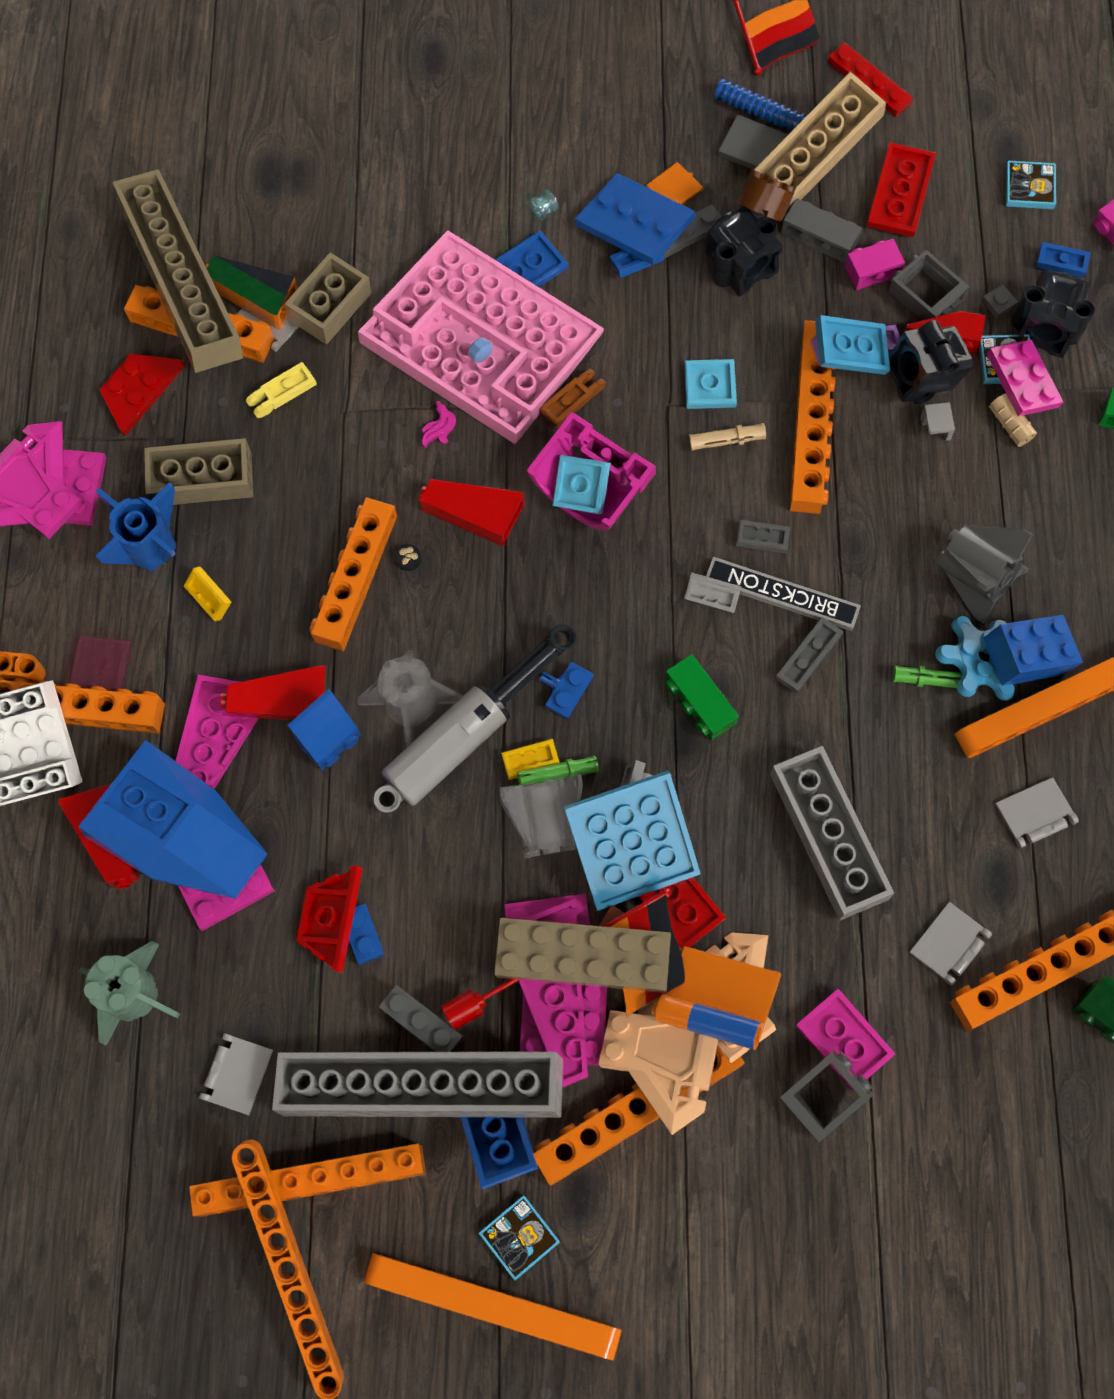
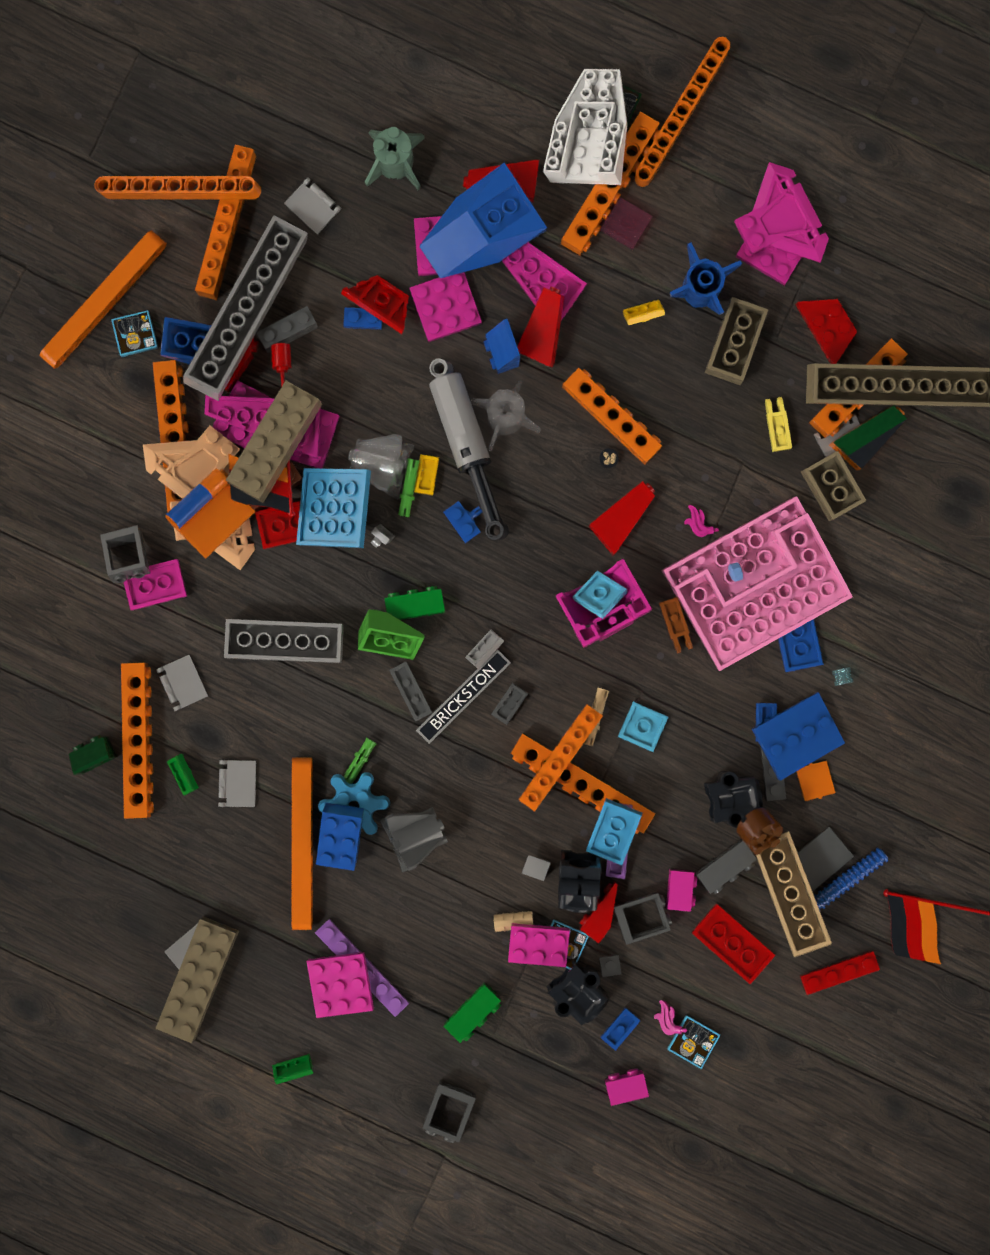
camera: 110 degrees right, 15 degrees up
(301, 837) = (445, 306): none -> dark pink plate
(756, 708) = (388, 636): none -> bright green slope
(799, 440) = (560, 757): none -> orange brick
(1024, 219) = (666, 1020): none -> dark pink piece
(1065, 883) = (182, 774): none -> green plate

